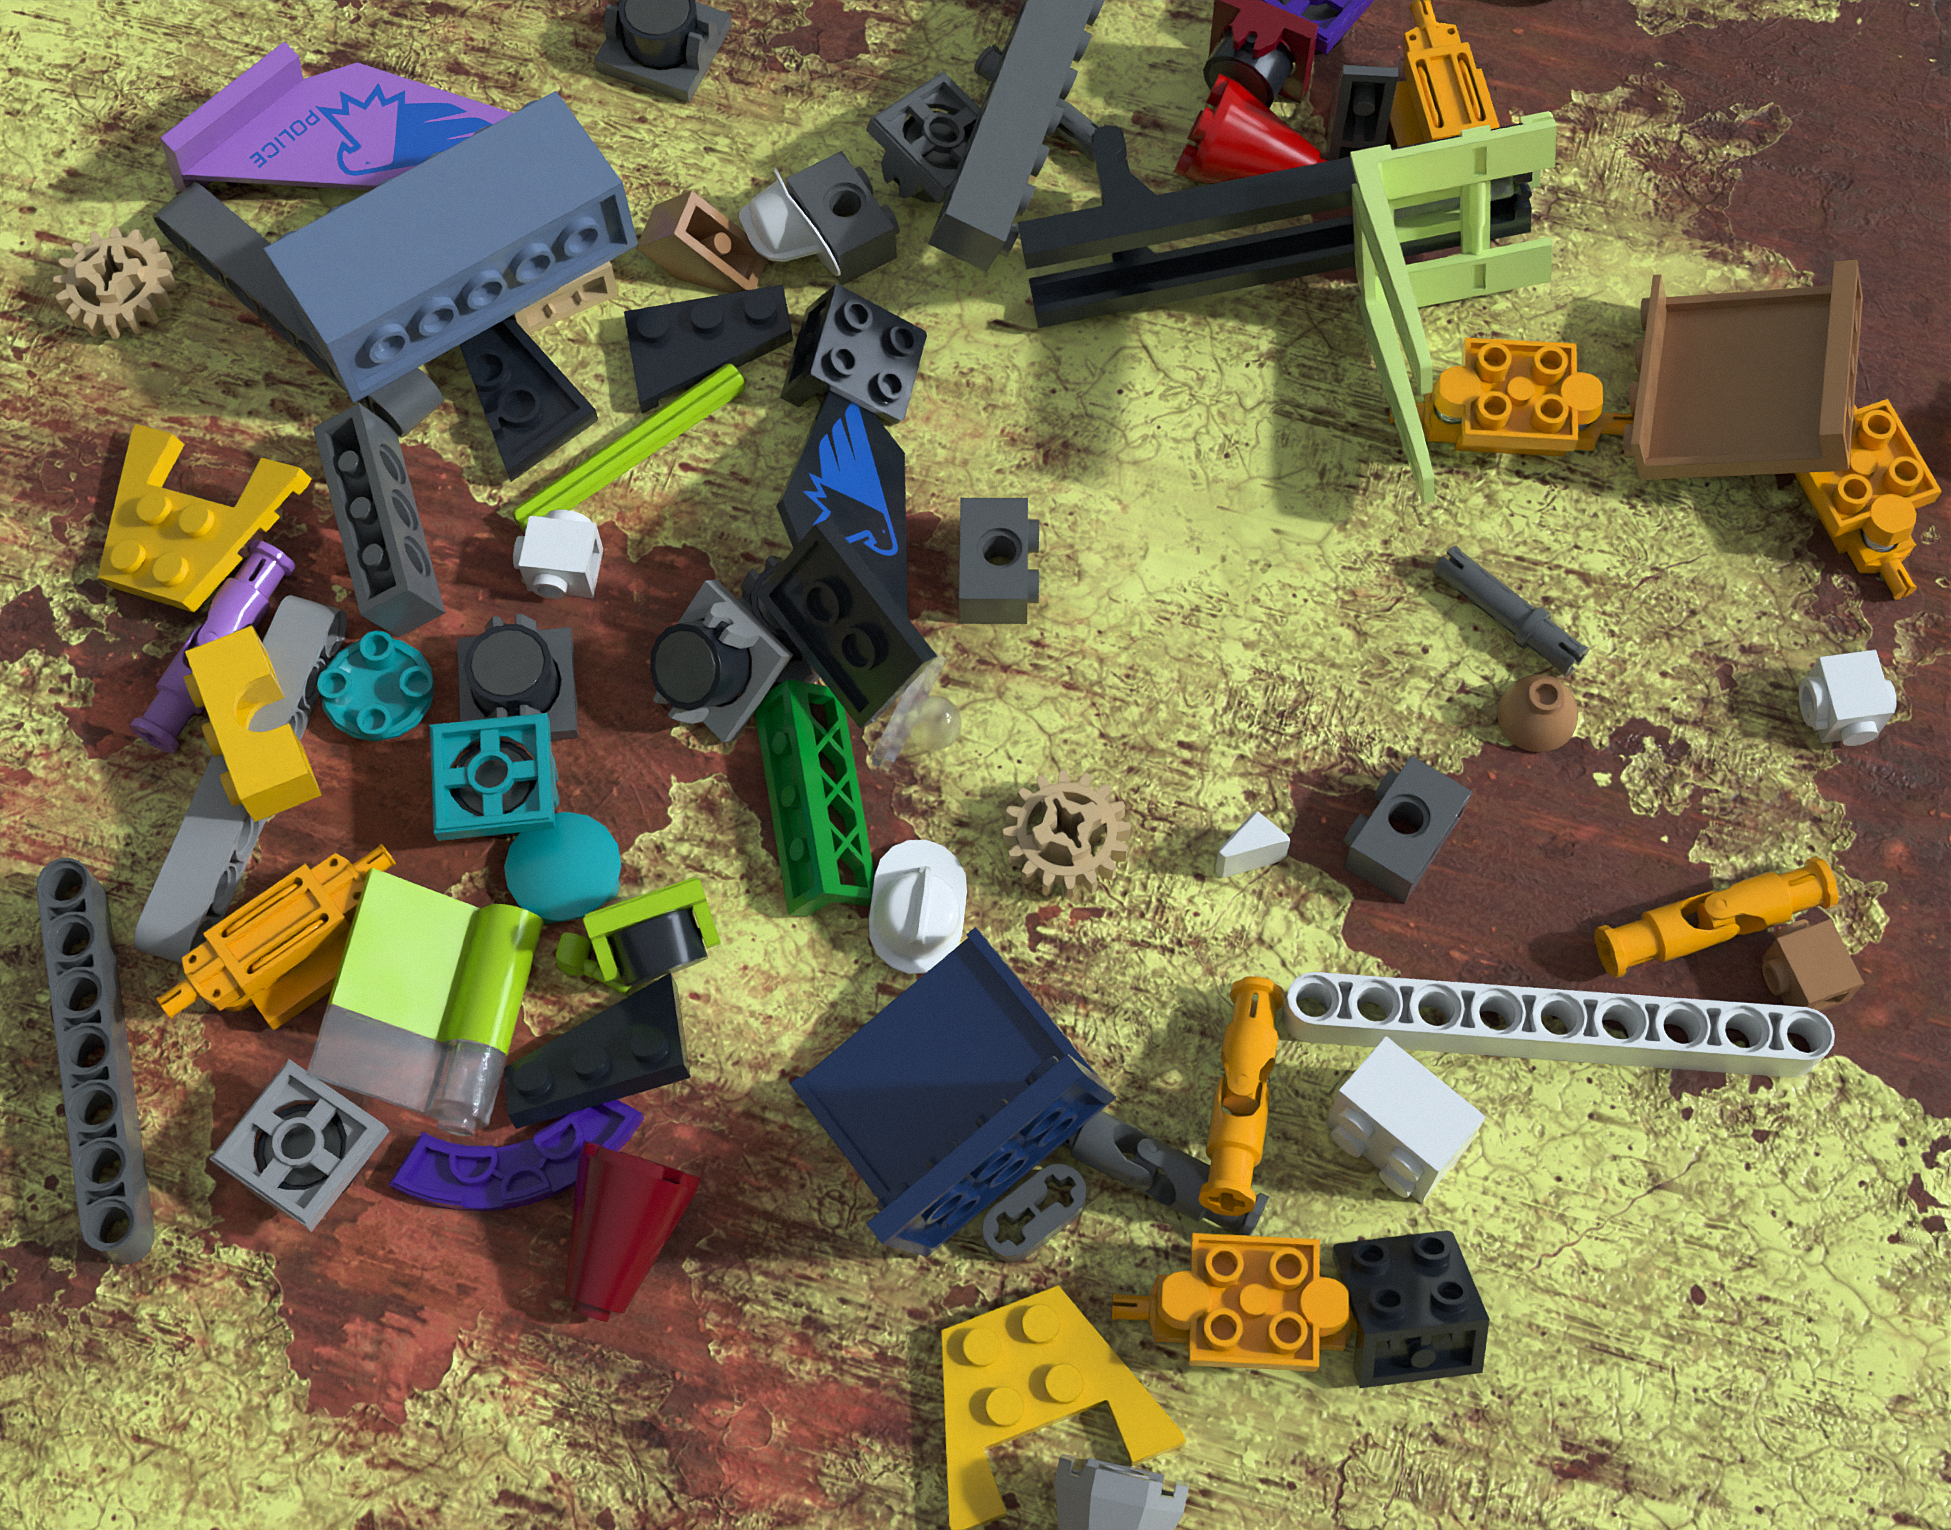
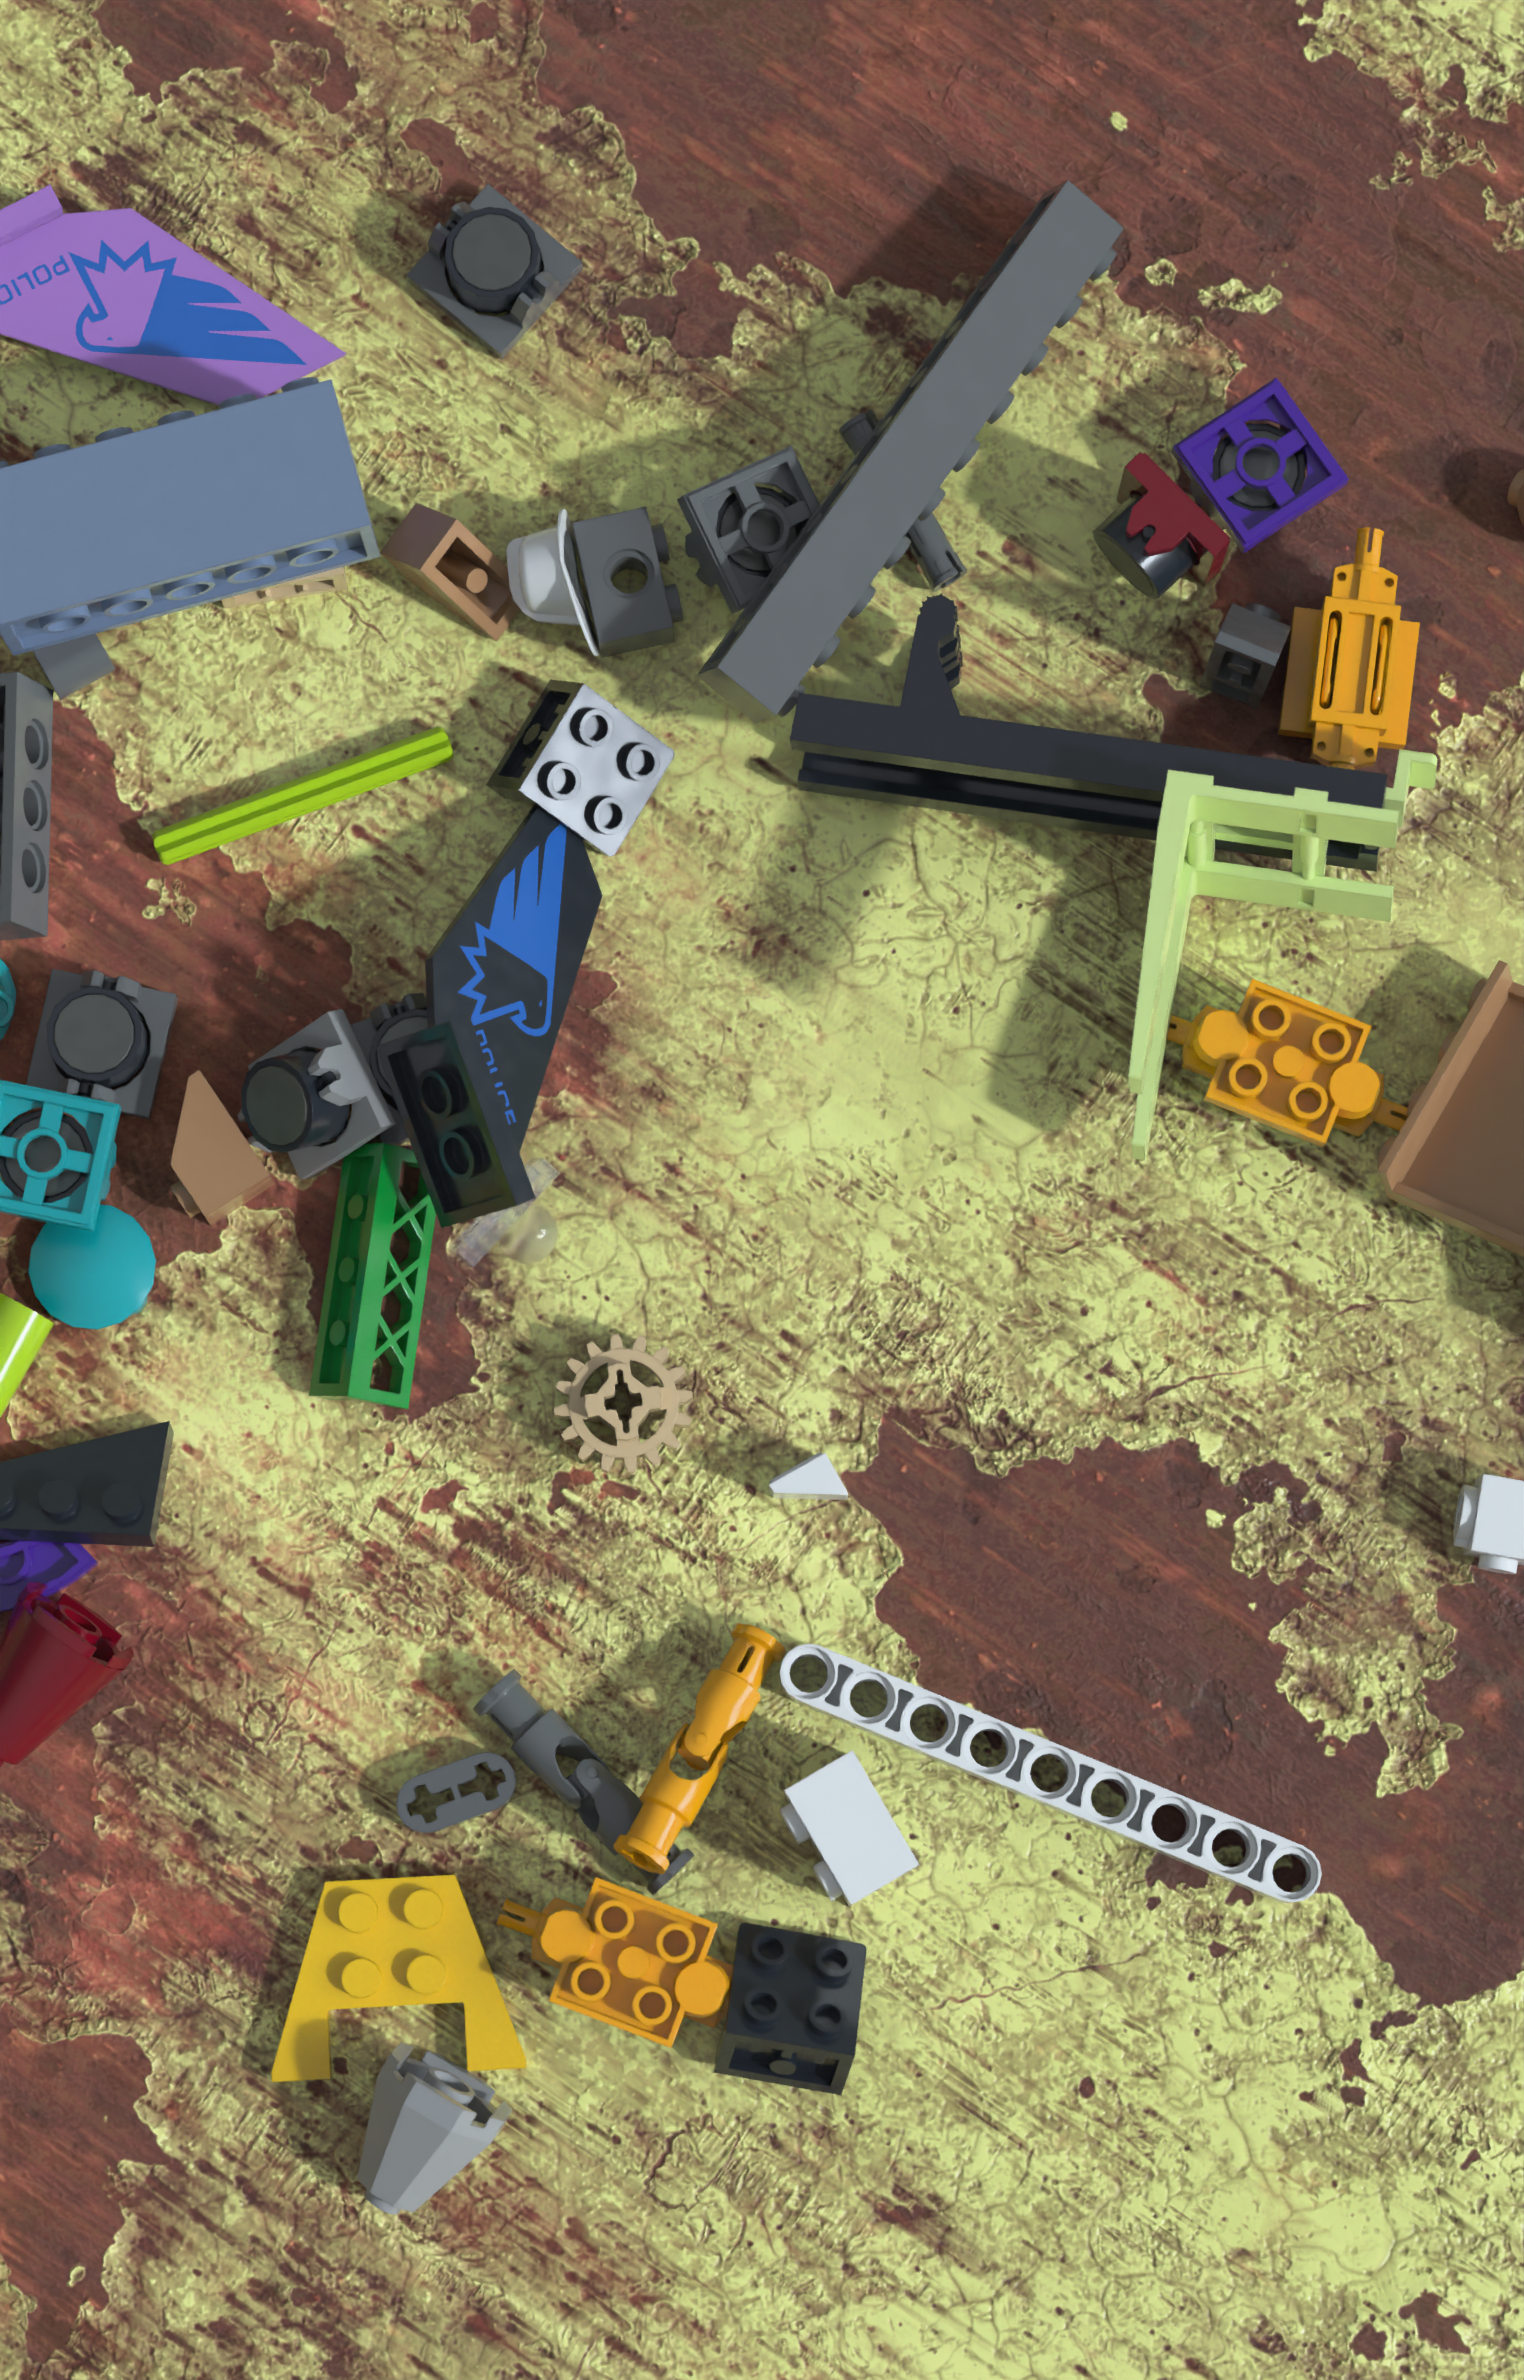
camera: 15 degrees right, 15 degrees up
(523, 396) = (204, 697): black wing -> none
(559, 555) = (187, 906): white brick -> none
(573, 960) = (75, 1369): lime hand -> none
(644, 742) = (213, 1157): none -> medium nougat slope
(653, 933) = (161, 1381): piece -> none
(691, 339) = (421, 680): black wing -> none
(917, 906) = (446, 1427): white piece -> none
(951, 1096) = (407, 1652): dark blue bracket -> none
(991, 591) = (650, 1028): dark grey brick -> none
(1240, 139) = (1110, 646): red cone -> none
(1399, 860) = (1017, 1505): dark grey brick -> none
(1529, 625) = (1188, 1303): dark grey pin -> none
(1538, 713) = (1172, 1426): medium nougat brick -> none
(1740, 910) = (1299, 1713): light orange piece -> none
(1810, 966) = (1332, 1799): medium nougat brick -> none

